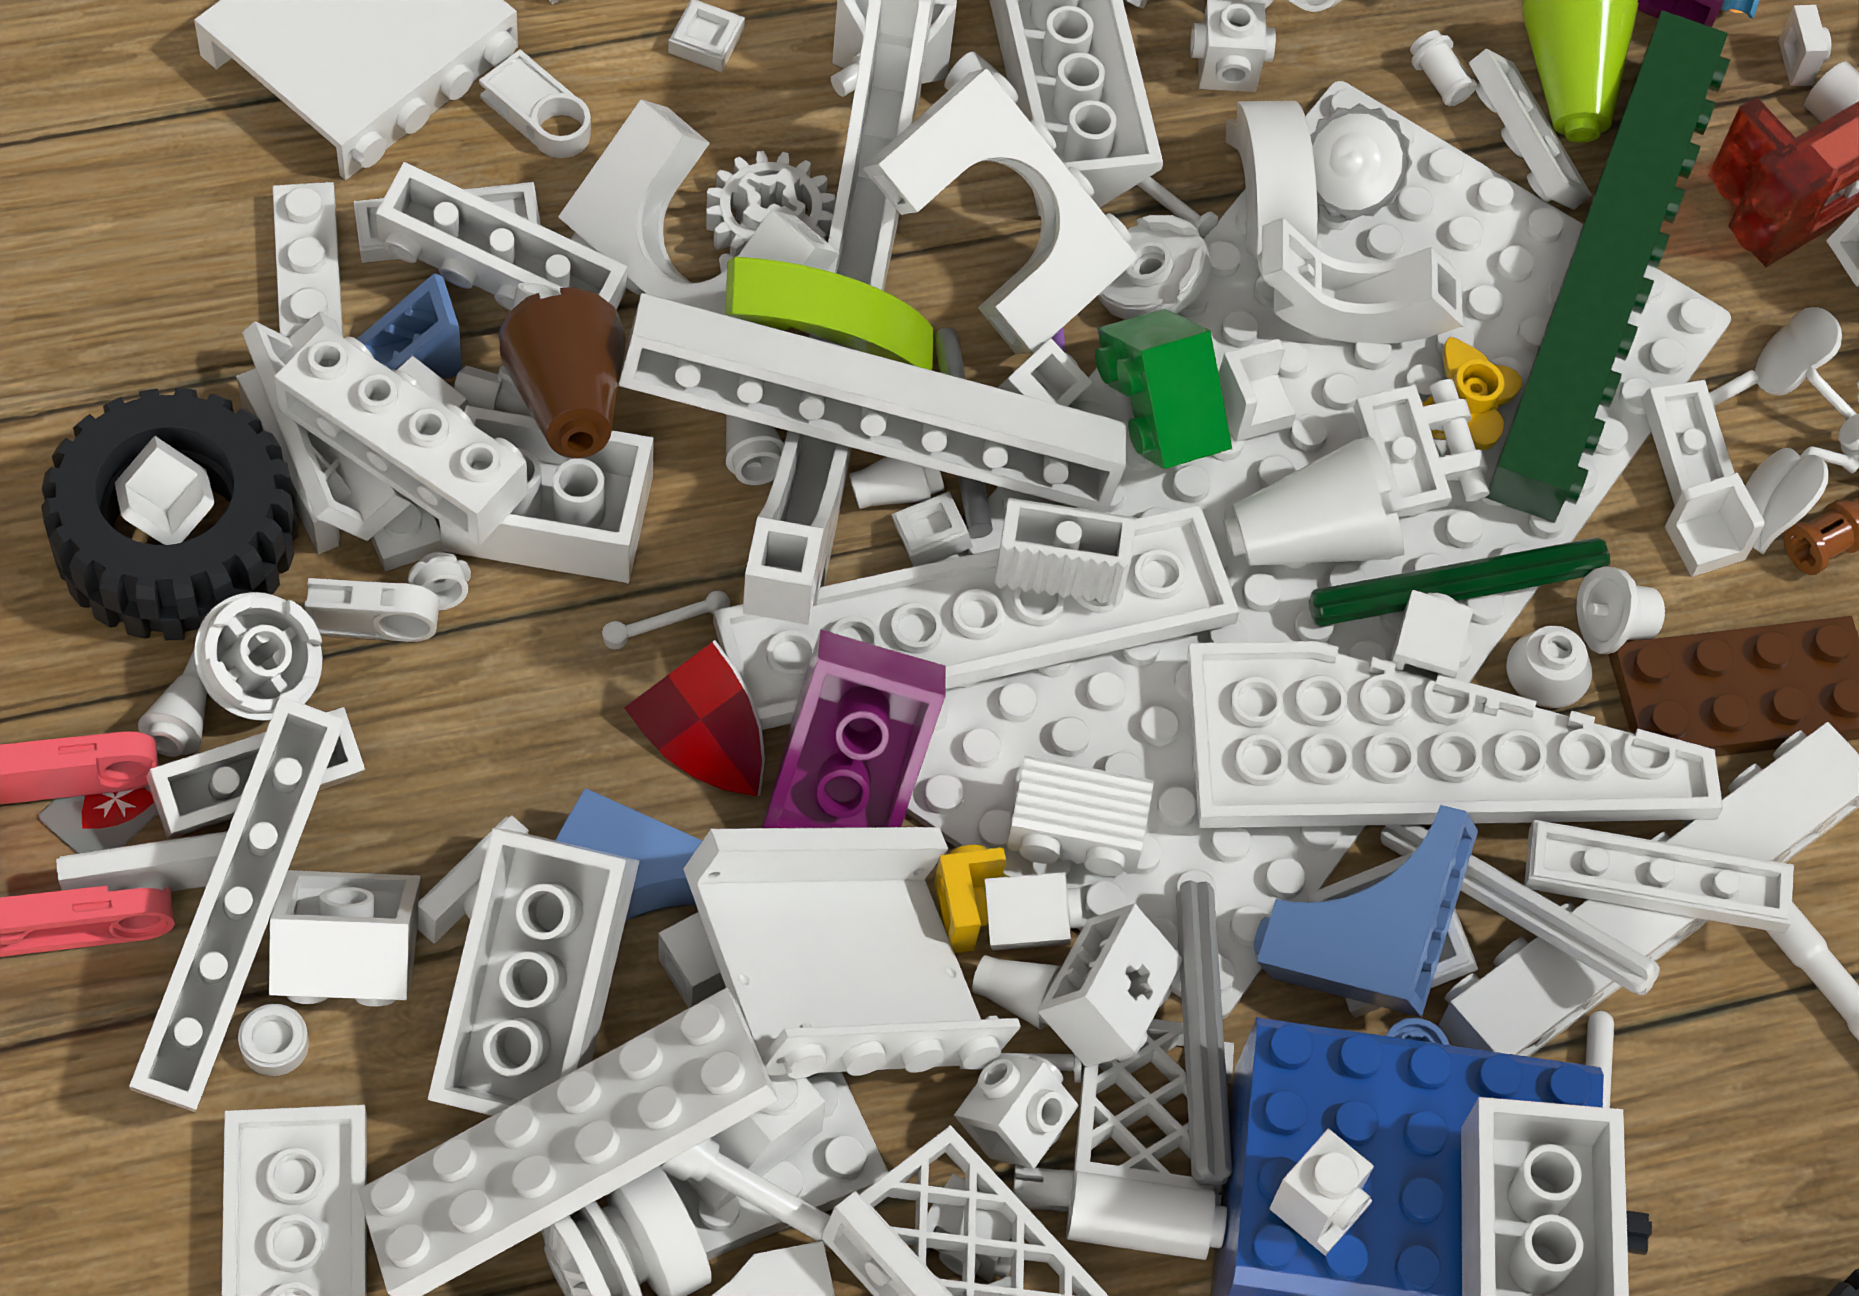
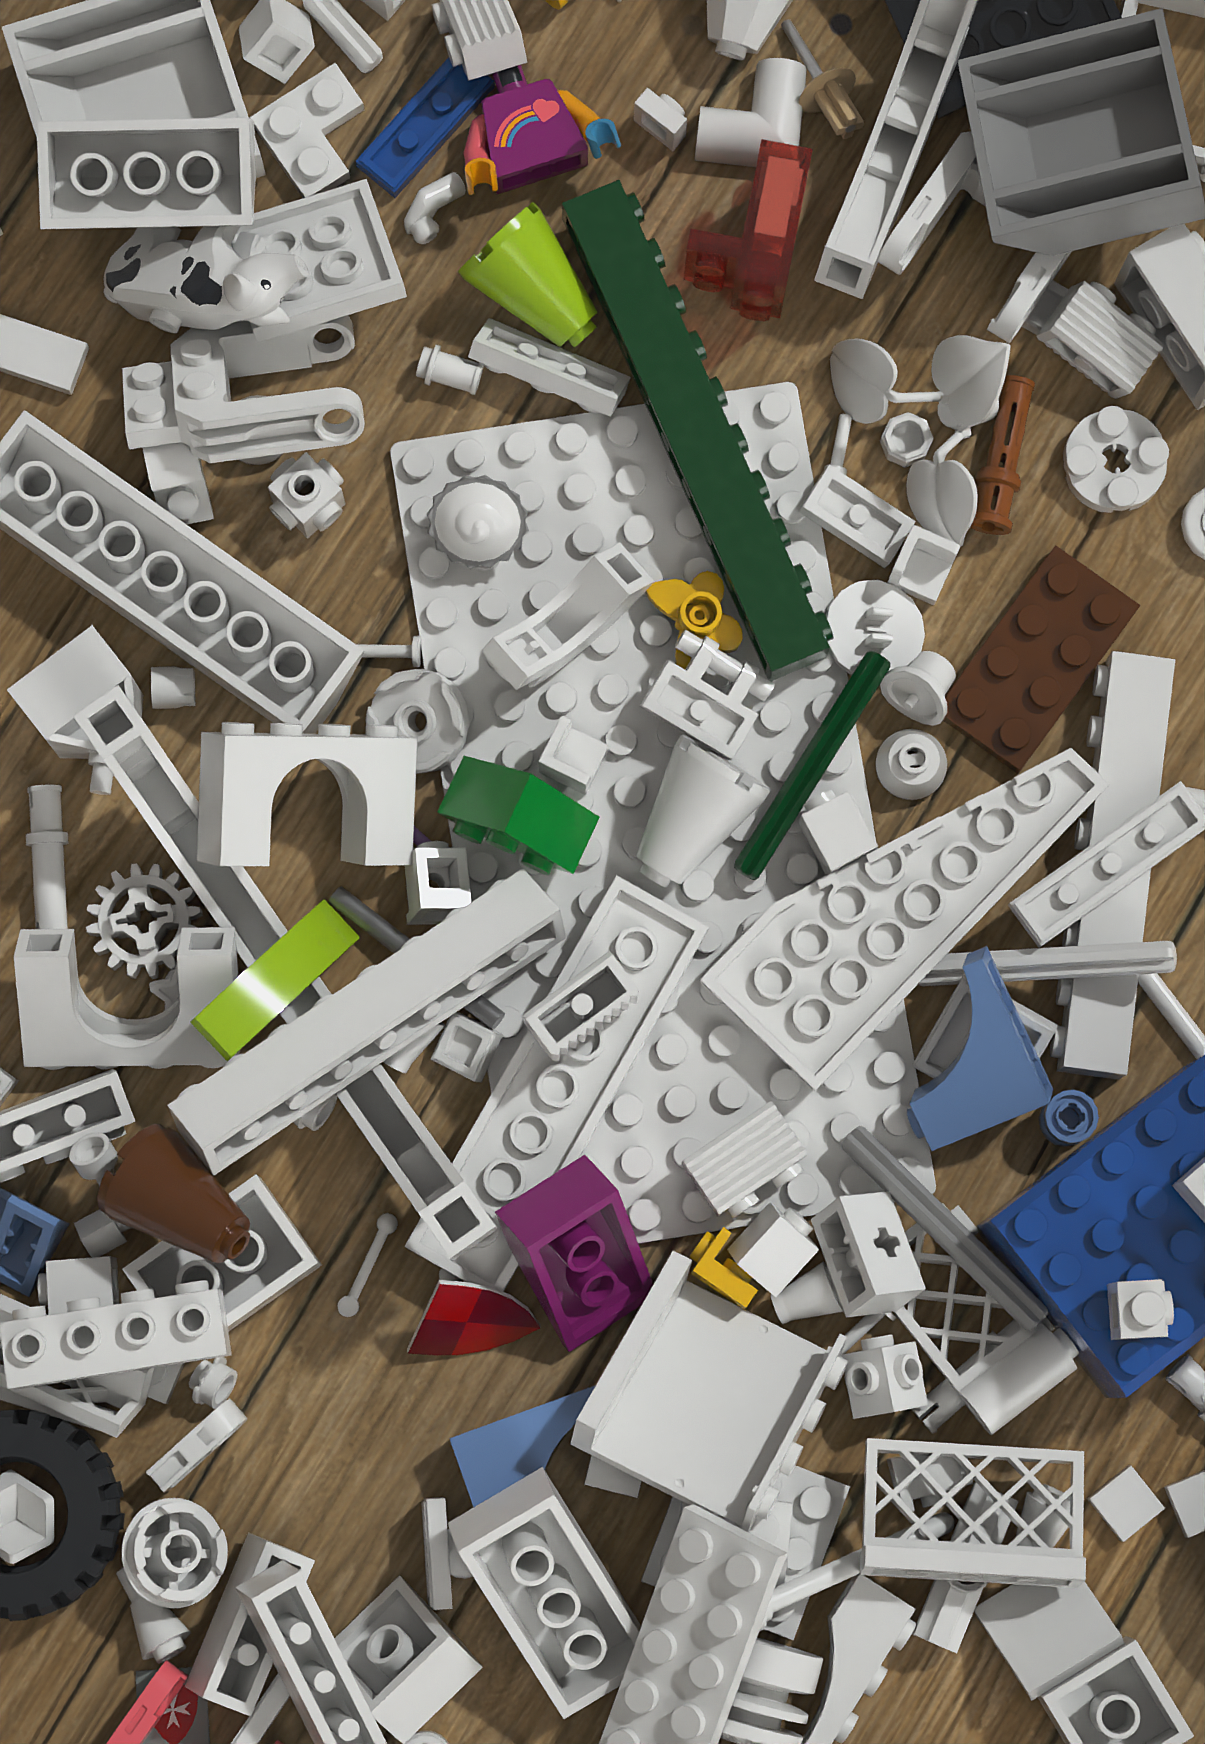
camera: 40 degrees left, 20 degrees up
(757, 98) = (47, 856): none -> white pin
(1276, 166) = (435, 580): white arch -> none
(1633, 530) = (876, 619): none -> white piece
(1791, 426) = (906, 439): none -> white tile

